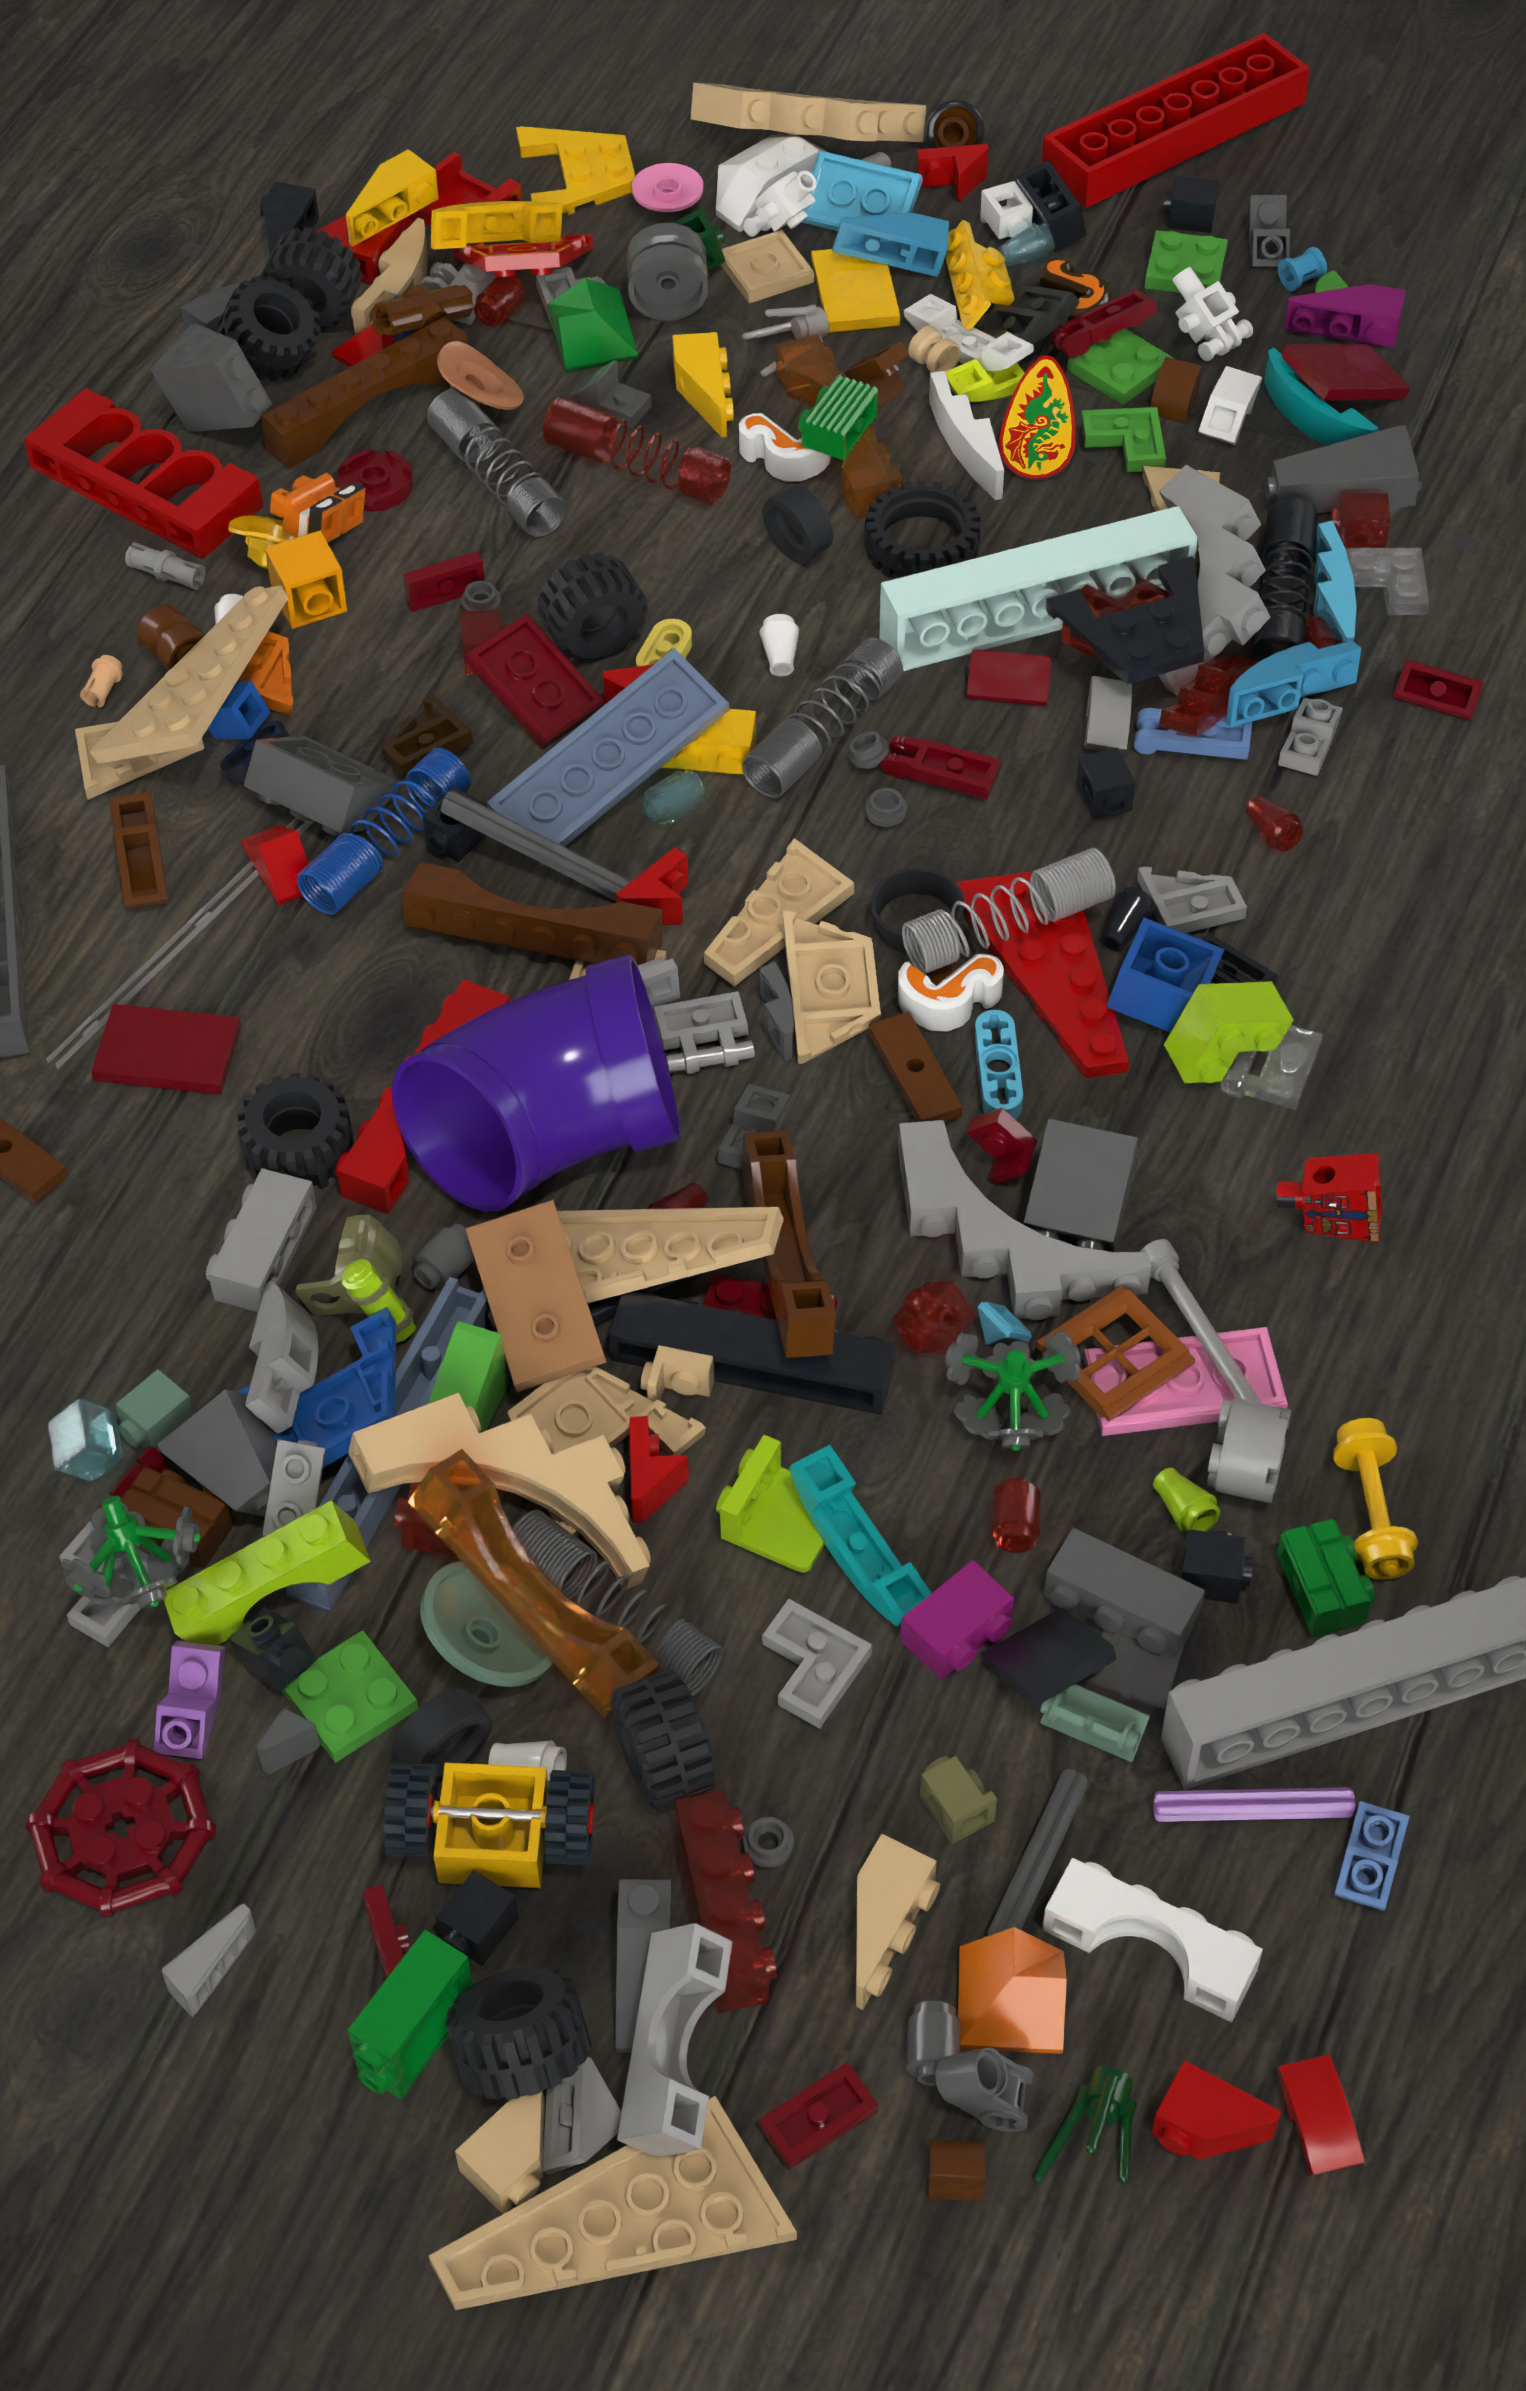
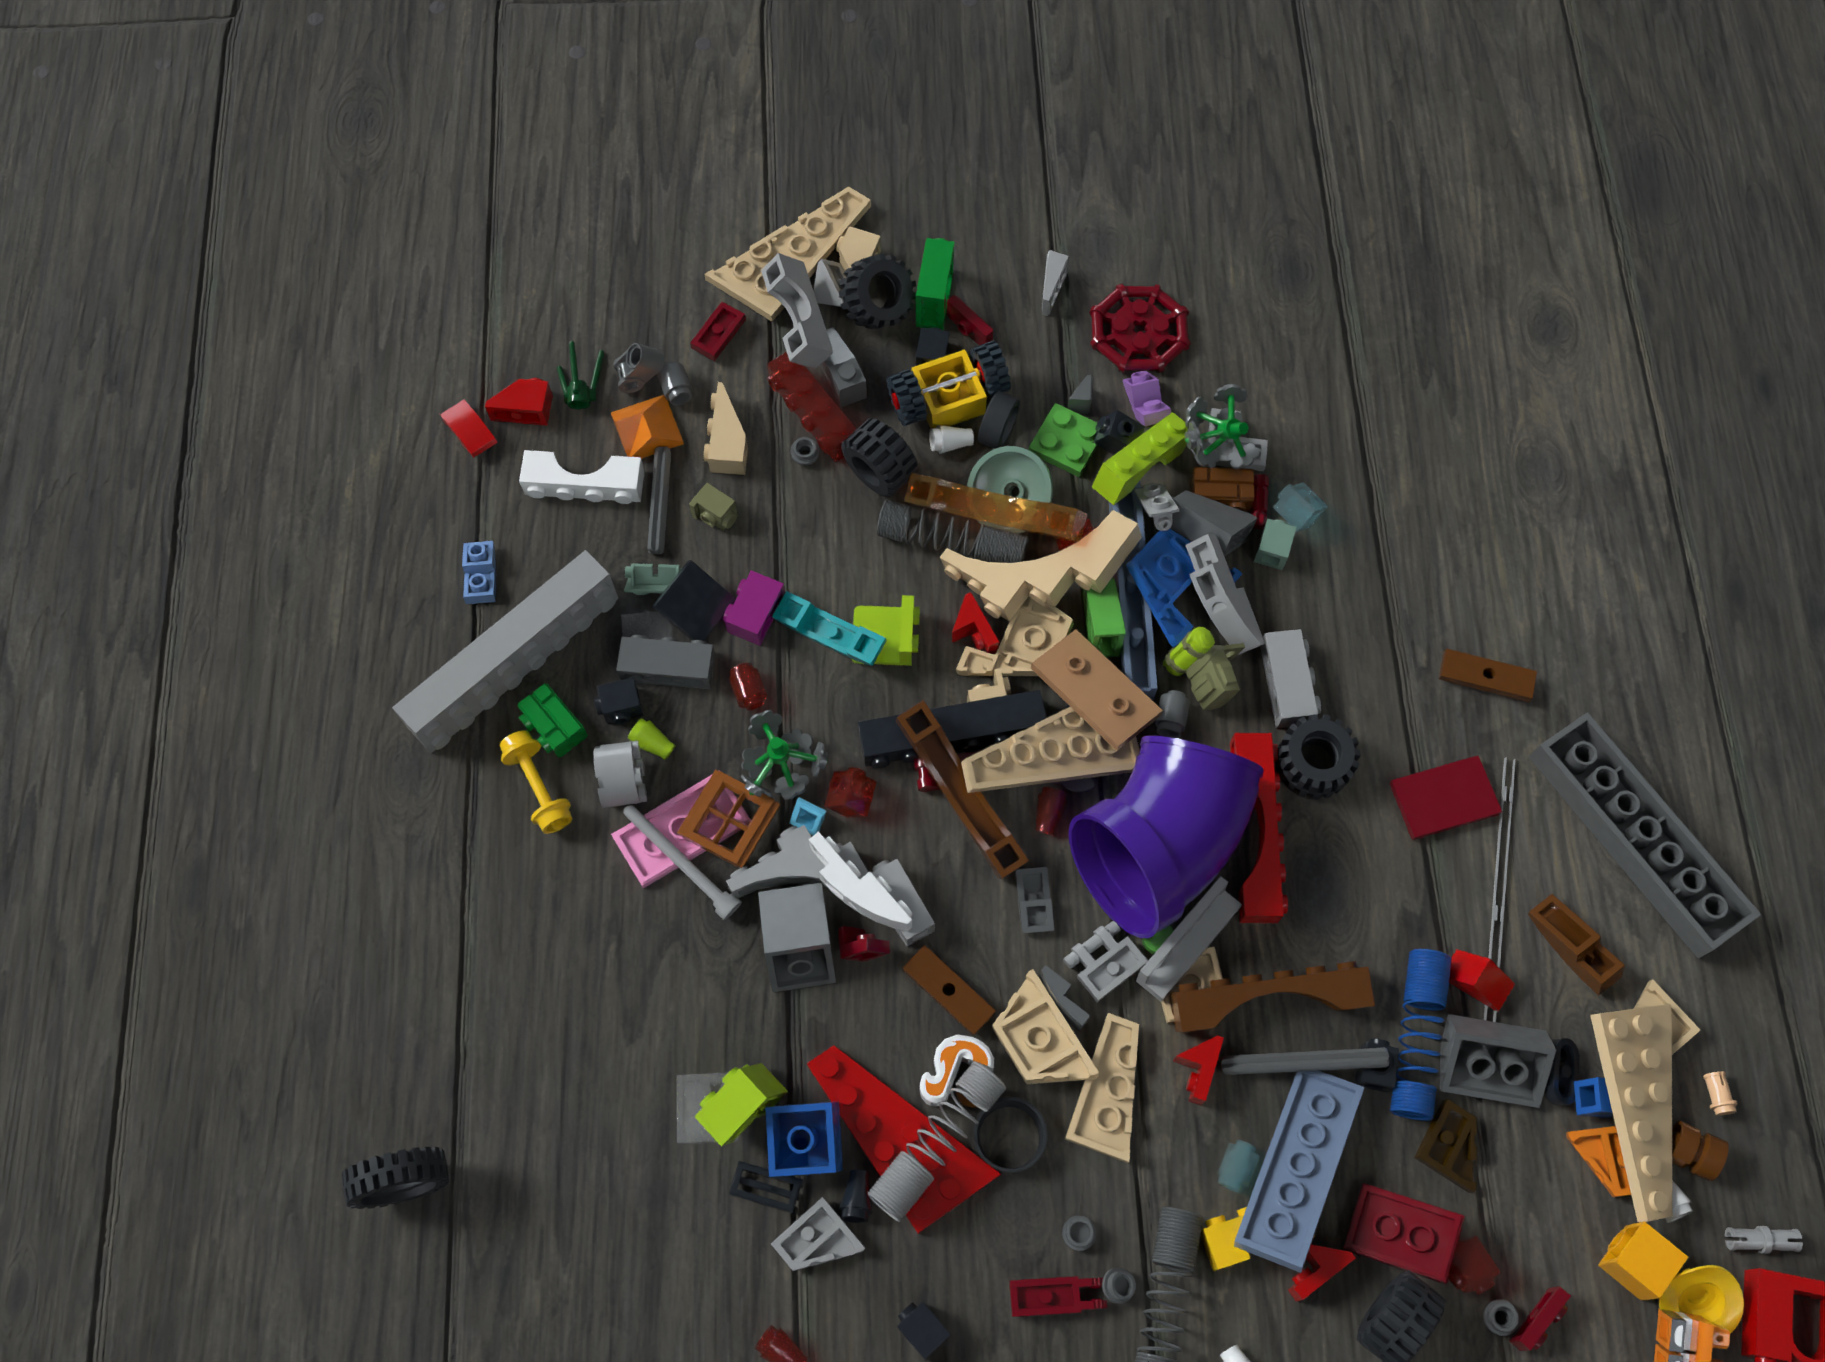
camera: 155 degrees right, 15 degrees up
(662, 639) = (1330, 1322): light yellow plate -> none
(826, 1659) = (820, 561): light grey plate -> none
(956, 2169) = (640, 328): reddish brown brick -> none
(982, 1173) = (865, 895): none -> white slope
(1006, 1051) = (892, 998): medium azure beam -> none
(1253, 1804) = (532, 582): medium lavender axle -> none
(1337, 1196) = (611, 996): red torso -> none

